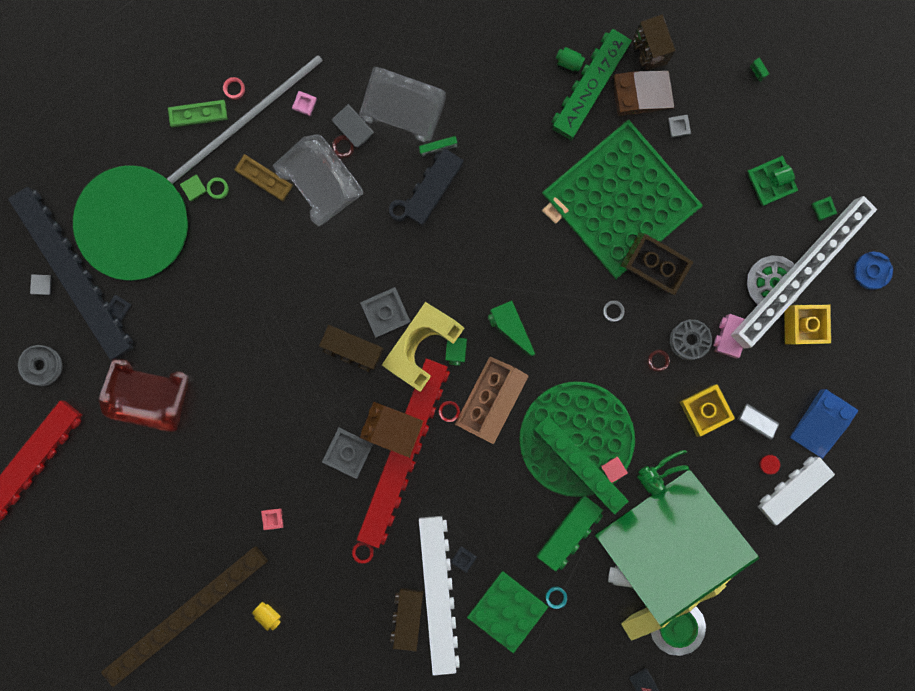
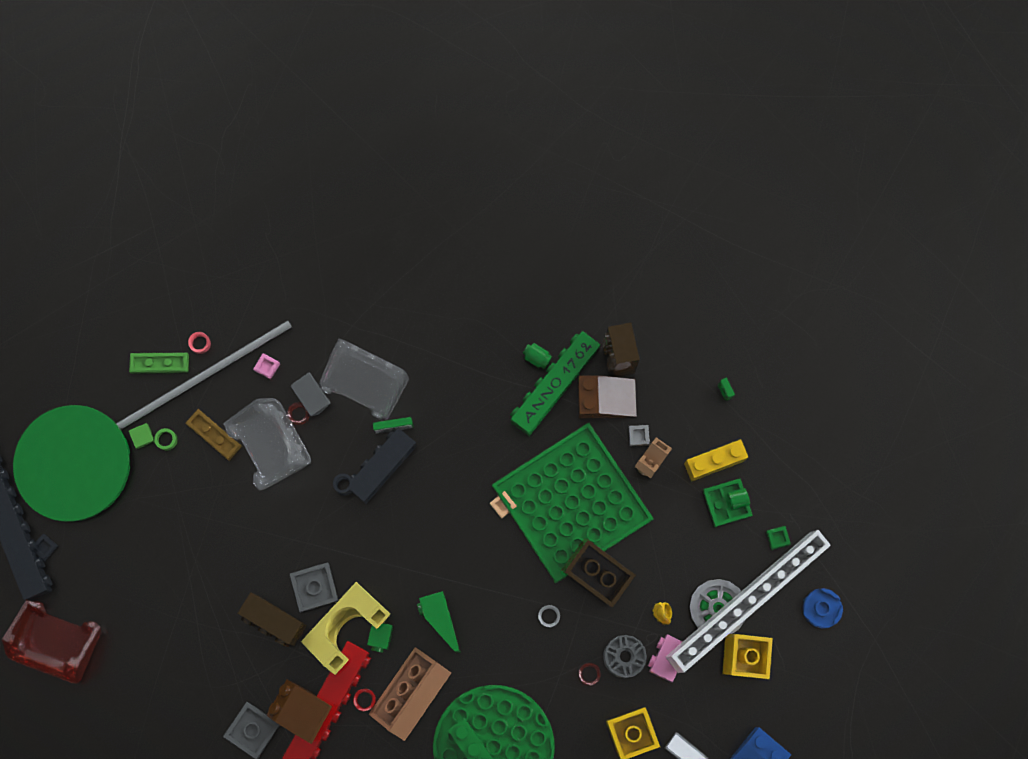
camera: 10 degrees right, 10 degrees down
(696, 146) = (653, 458): none -> medium nougat brick
(721, 294) = (662, 612): none -> yellow piece
(757, 141) = (716, 460): none -> yellow brick

